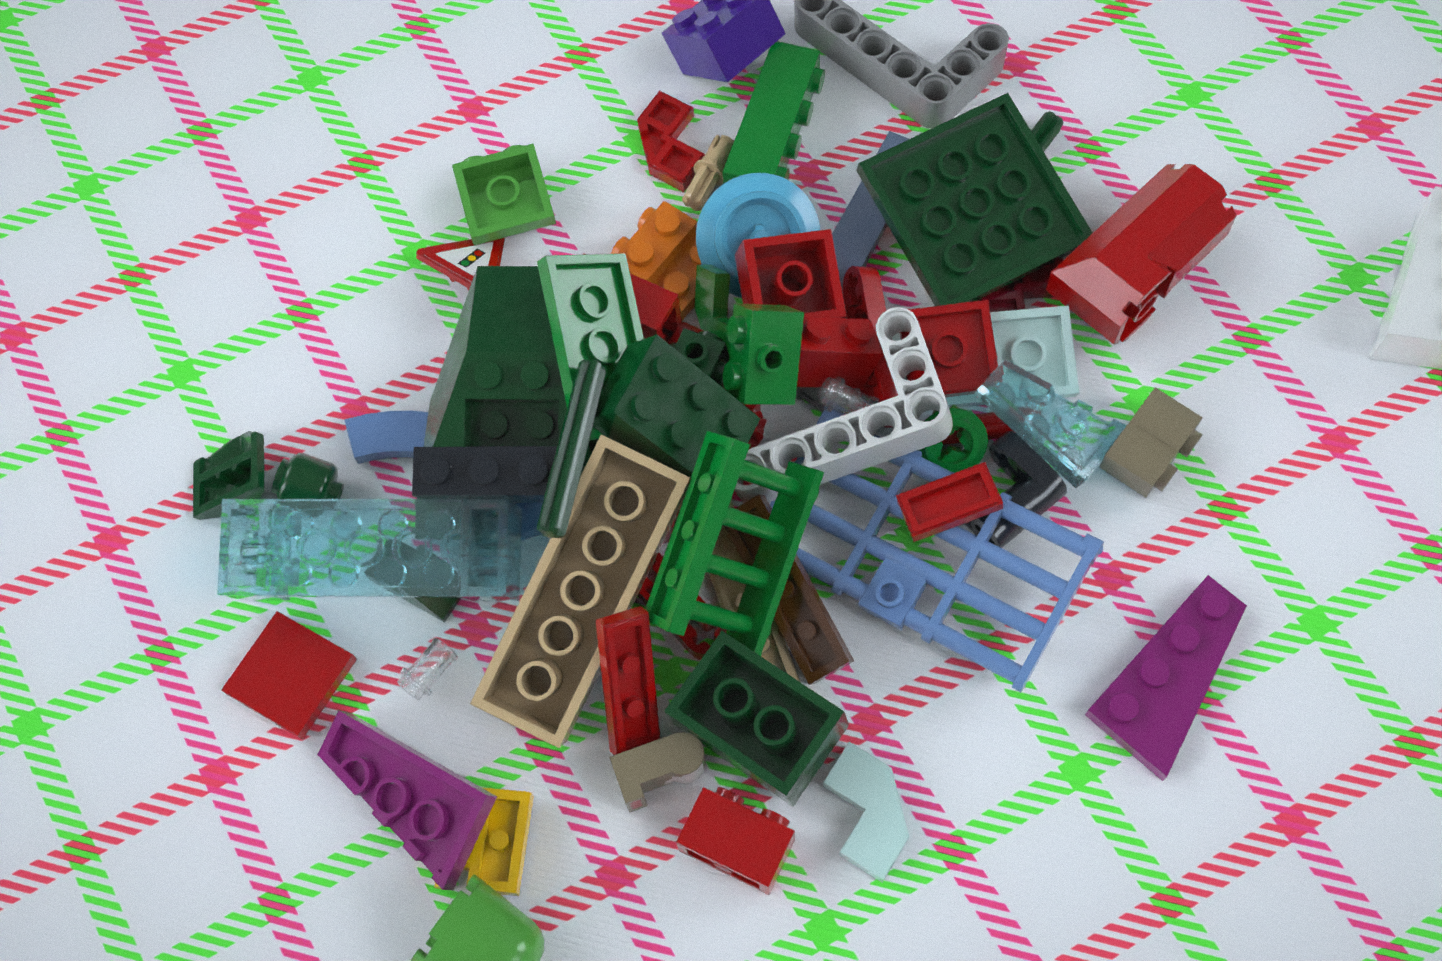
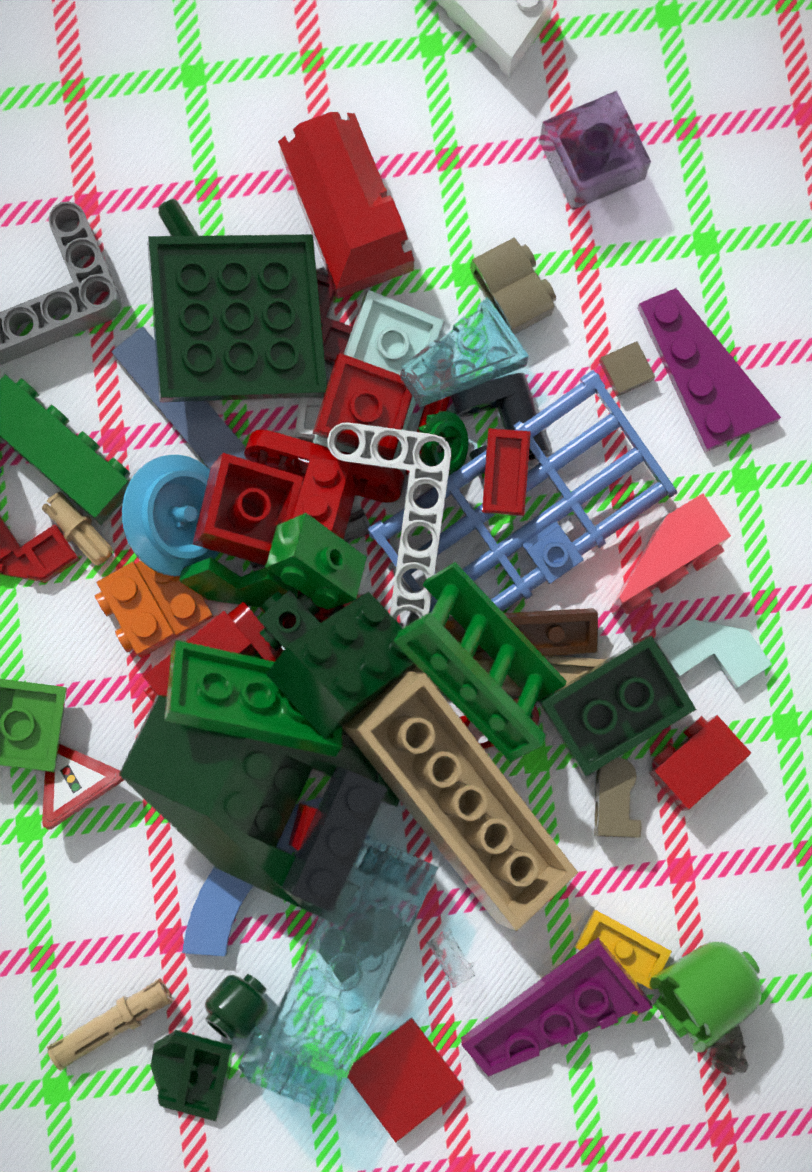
camera: 75 degrees left, 15 degrees up
(268, 395) = (124, 1015): none -> tan pin
(571, 449) = (355, 759): dark green axle -> none
(628, 679) = (549, 794): red tile -> none
(843, 398) = (366, 517): clear pin -> none
(950, 704) = (683, 539): none -> coral slope
(1130, 594) = (627, 368): none -> dark tan tile
(1342, 456) = (594, 150): none -> clear purple brick

